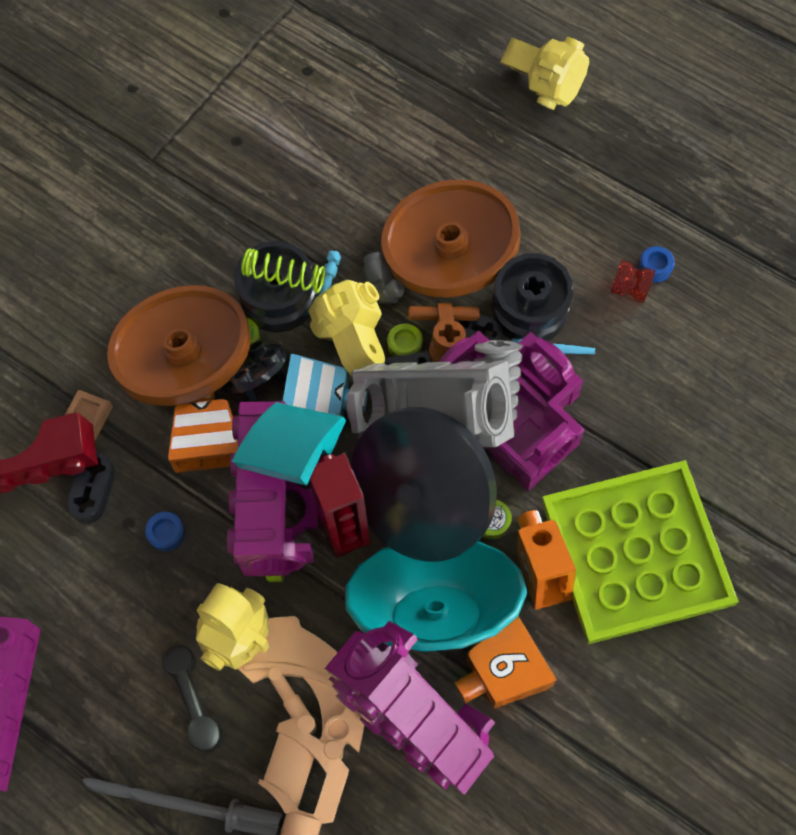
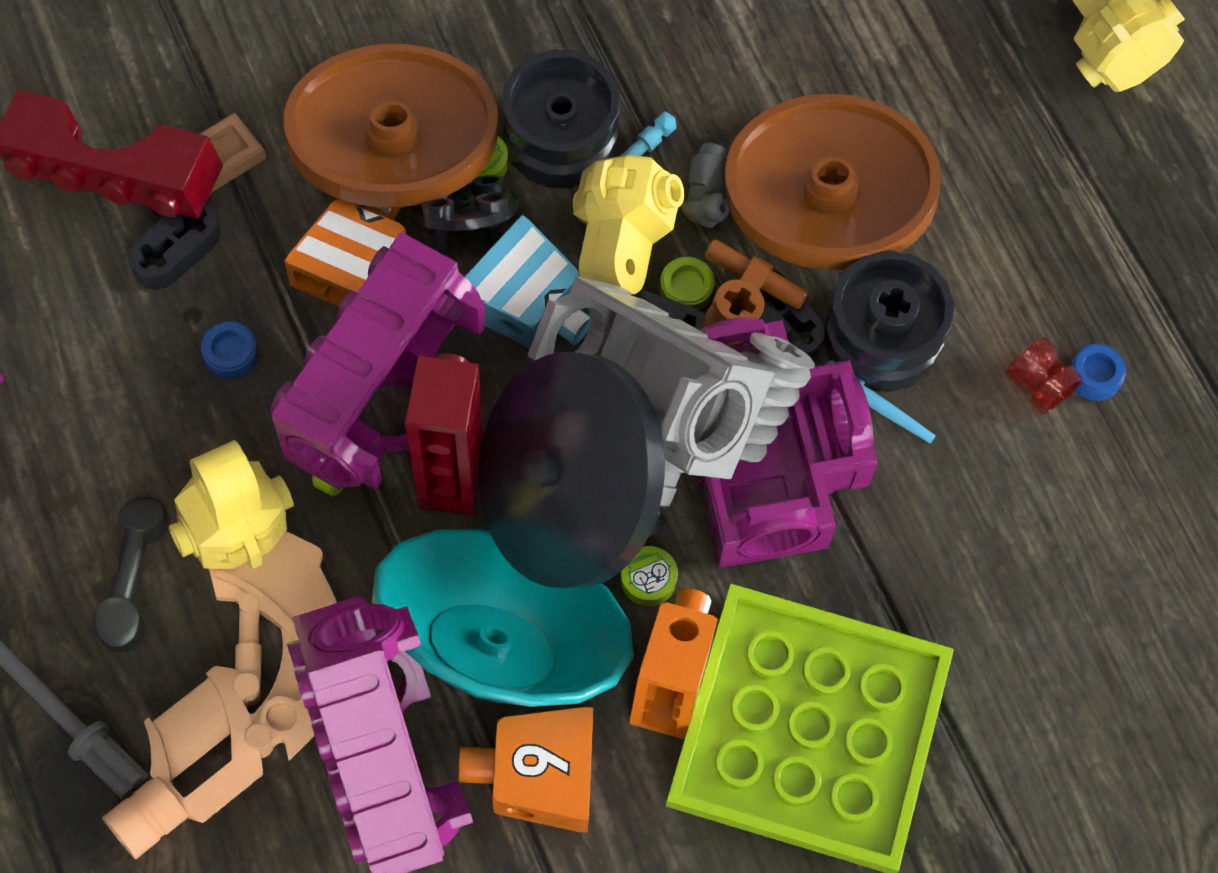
camera: 25 degrees right, 0 degrees up
(248, 268) = (544, 67): lime piece -> none
(288, 442) = (422, 311): teal slope -> none

